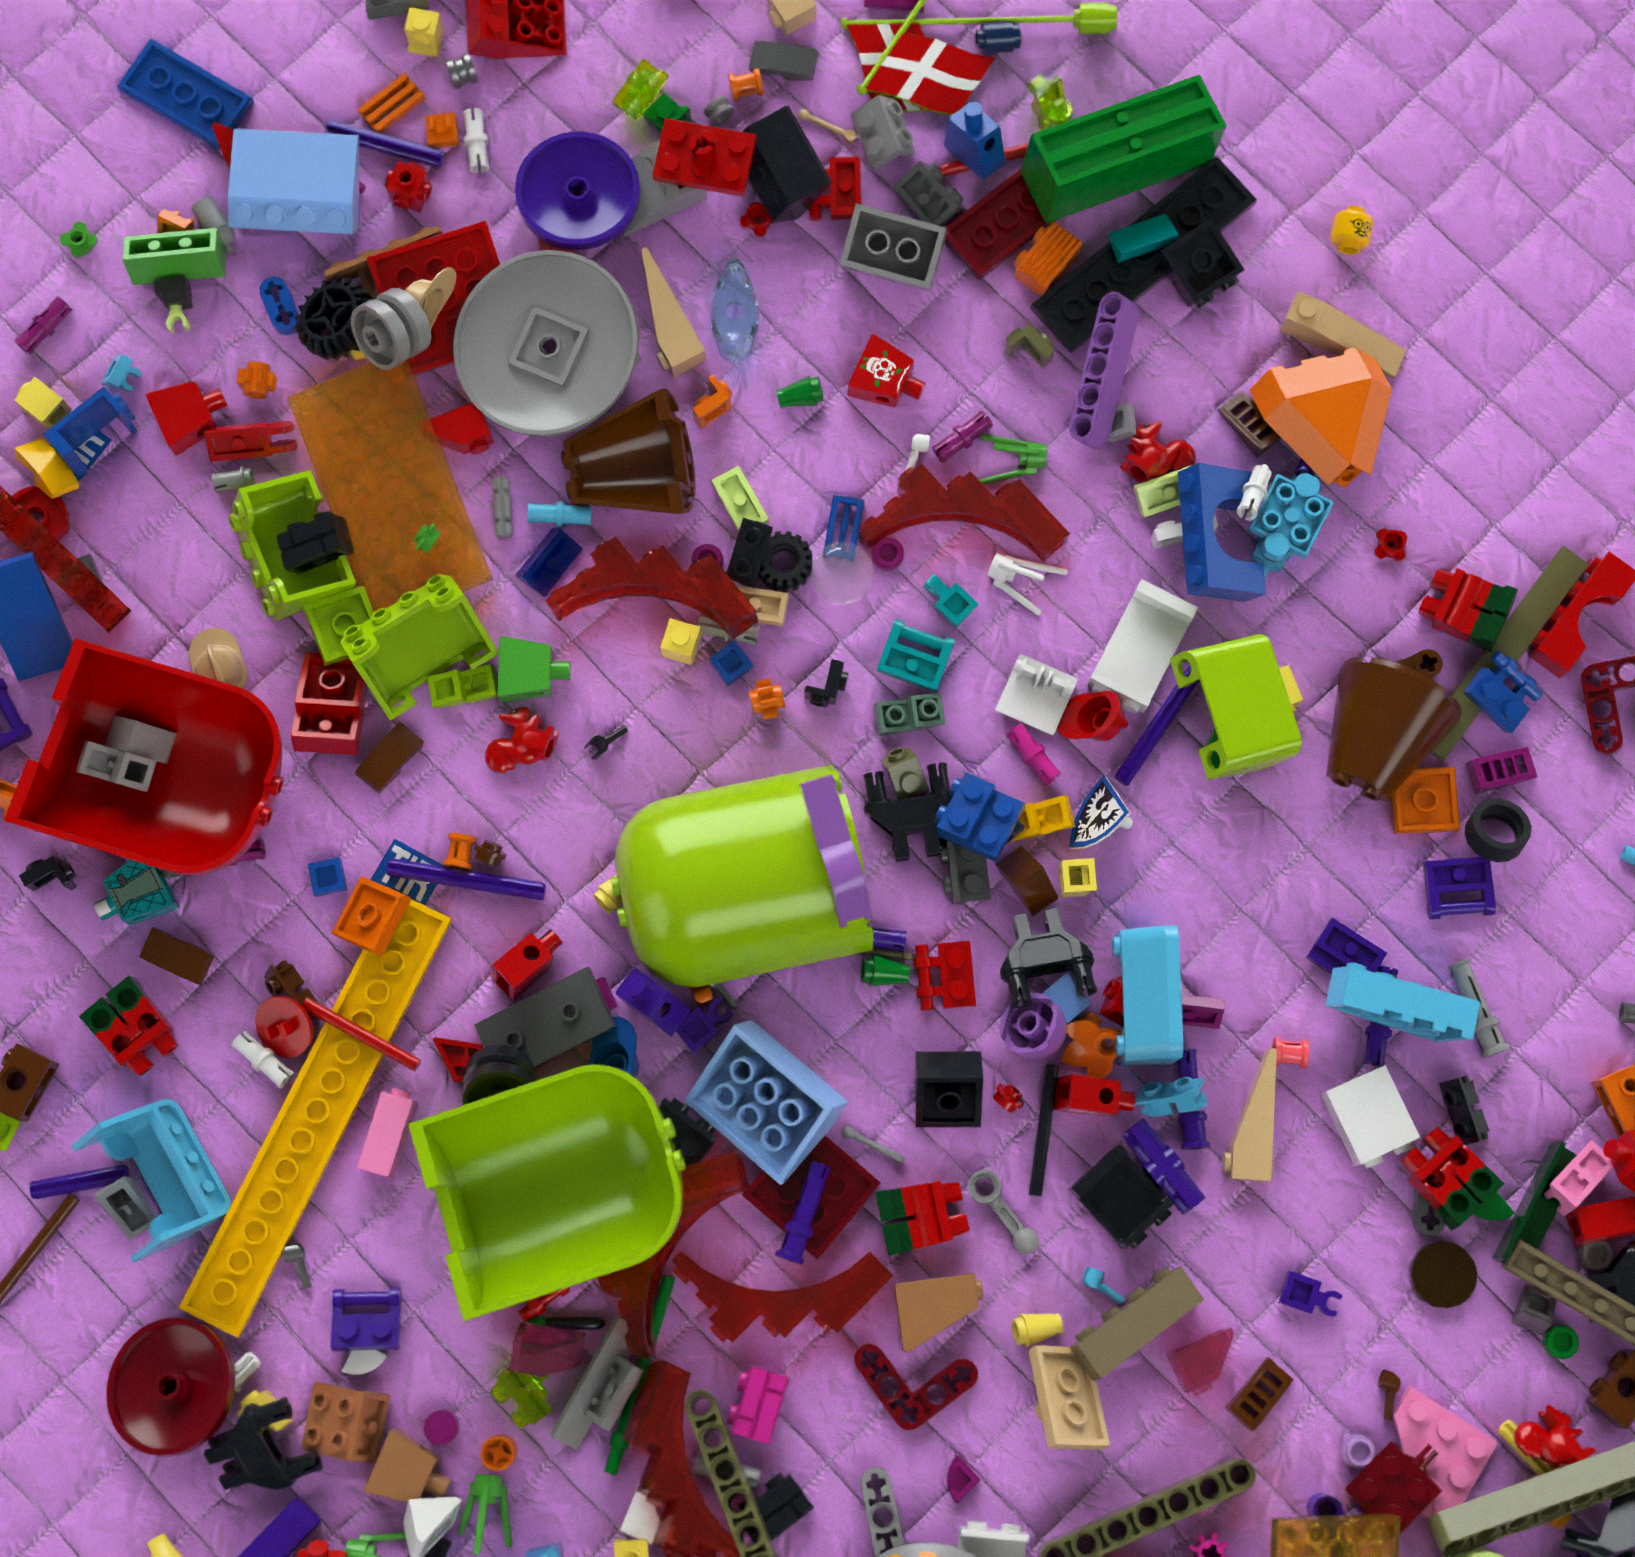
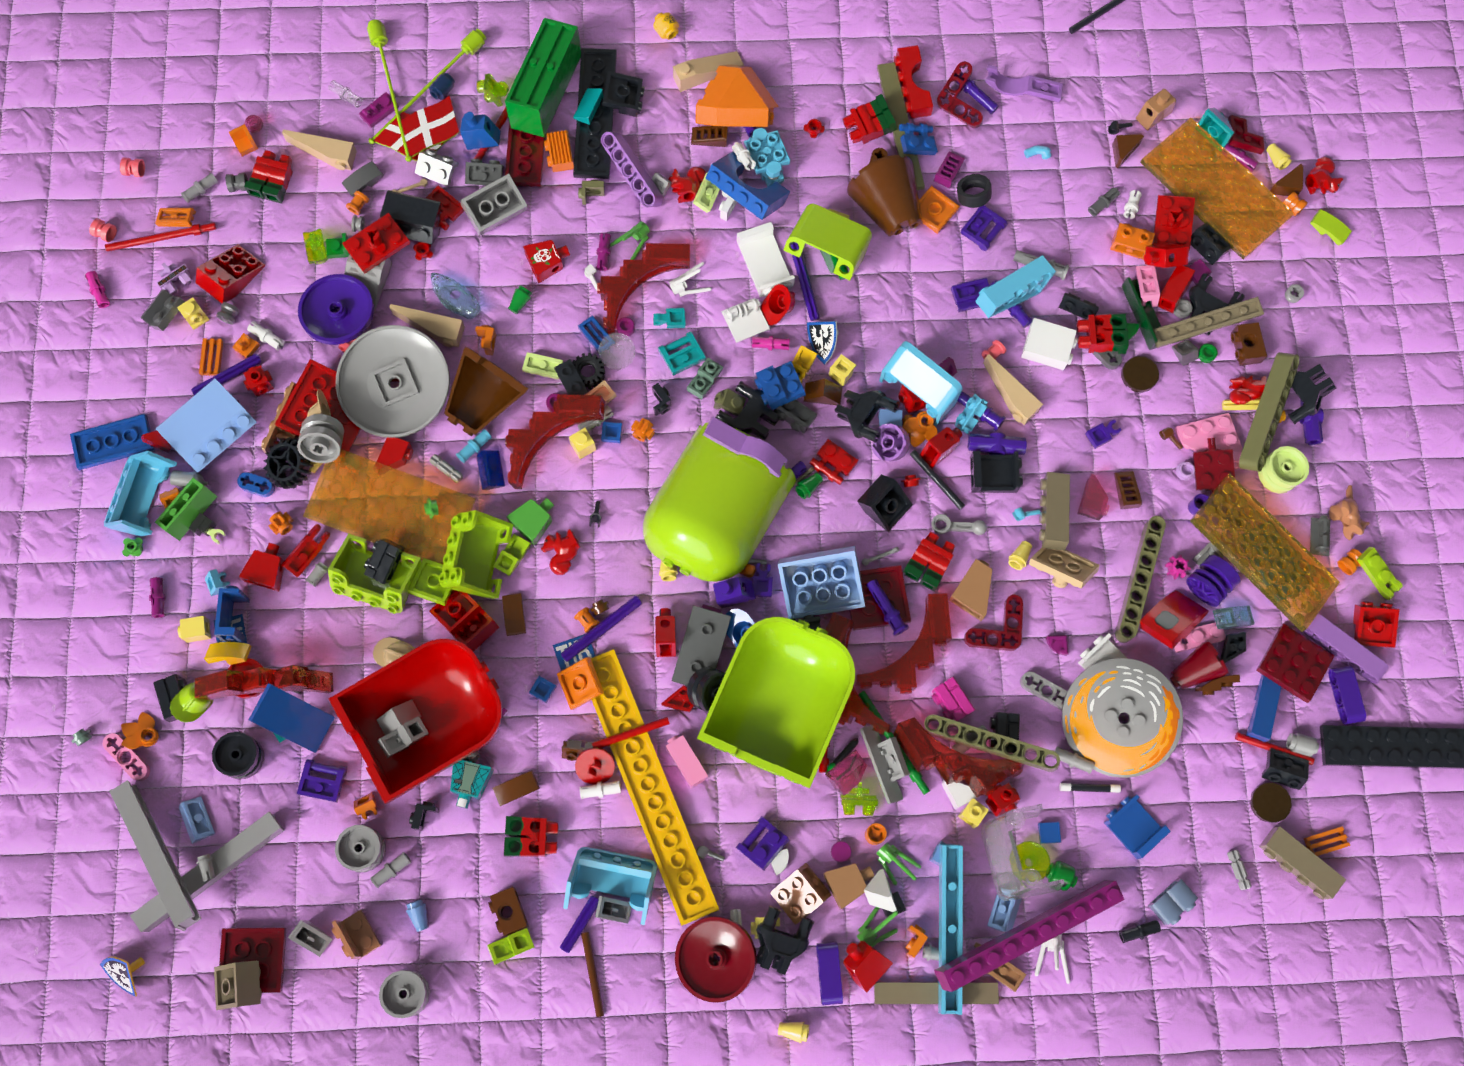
camera: 50 degrees left, 5 degrees down
(141, 184) = (136, 492): none -> medium azure windscreen

